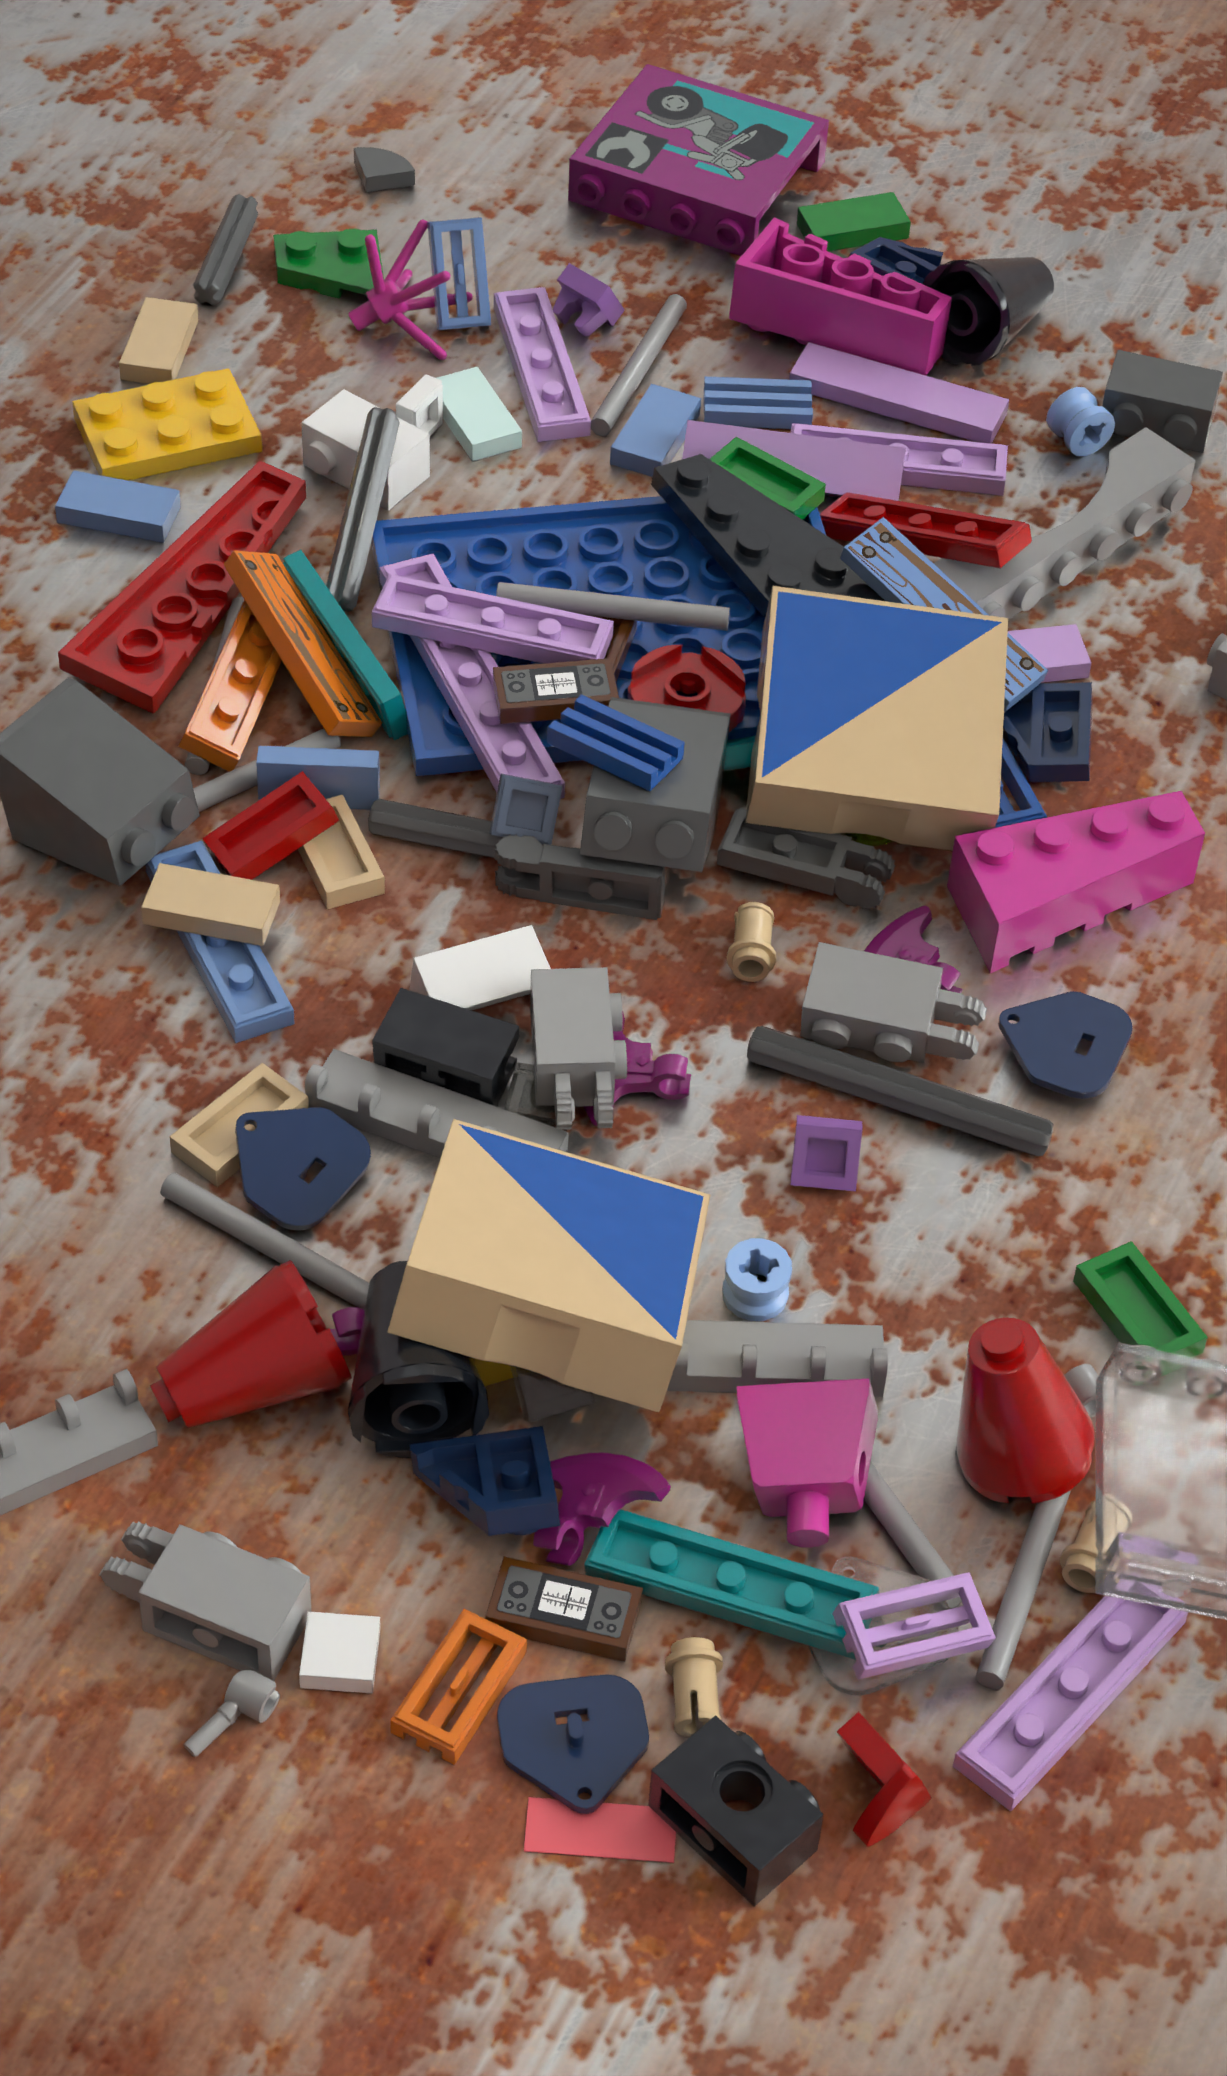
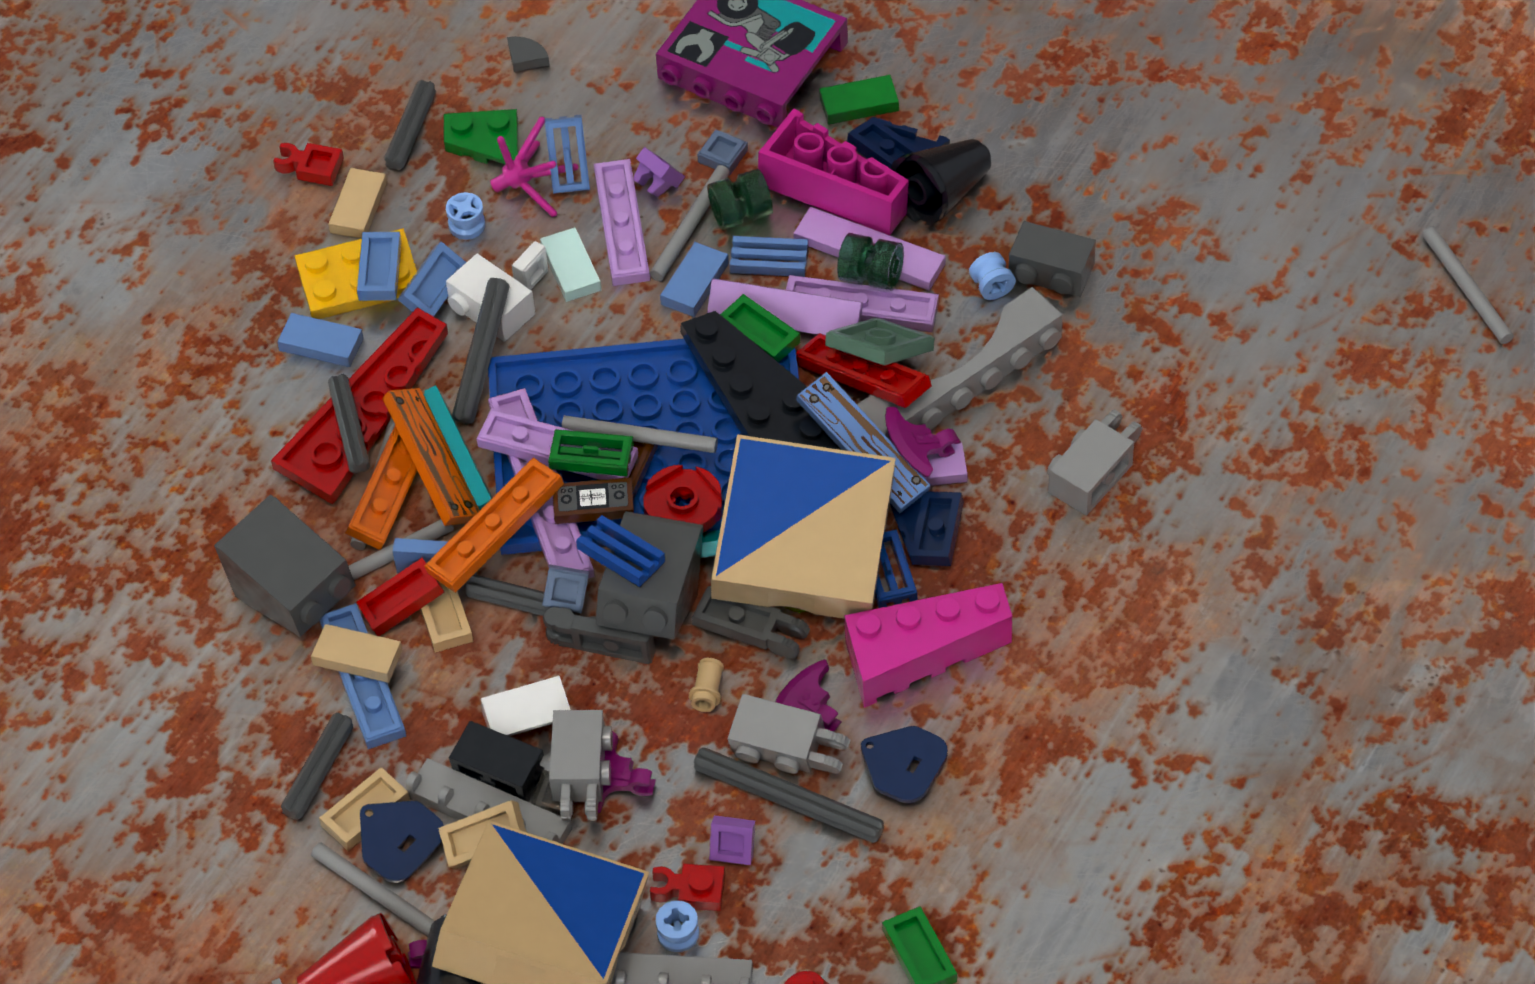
camera: 10 degrees right, 5 degrees up
(90, 293) = (314, 164): none -> red plate
(159, 1066) = (317, 766): none -> dark grey axle
(174, 601) = (348, 423): none -> dark grey axle
(200, 407) = (379, 266): none -> medium blue tile
(277, 428) = (428, 286): none -> medium blue tile
(317, 353) = (459, 210): none -> light blue wheel
(409, 1157) = (463, 836): none -> tan tile
(410, 722) = (494, 525): none -> orange tile
(547, 624) = (590, 458): none -> green tile
(671, 277) = (722, 150): none -> sand blue tile
(710, 330) = (752, 195): none -> clear green wheel
(775, 1215) = (697, 885): none -> red plate
(910, 398) = (864, 260): none -> clear green wheel
(941, 493) = (880, 341): none -> sand green tile
(1025, 616) = (917, 441): none -> magenta piece

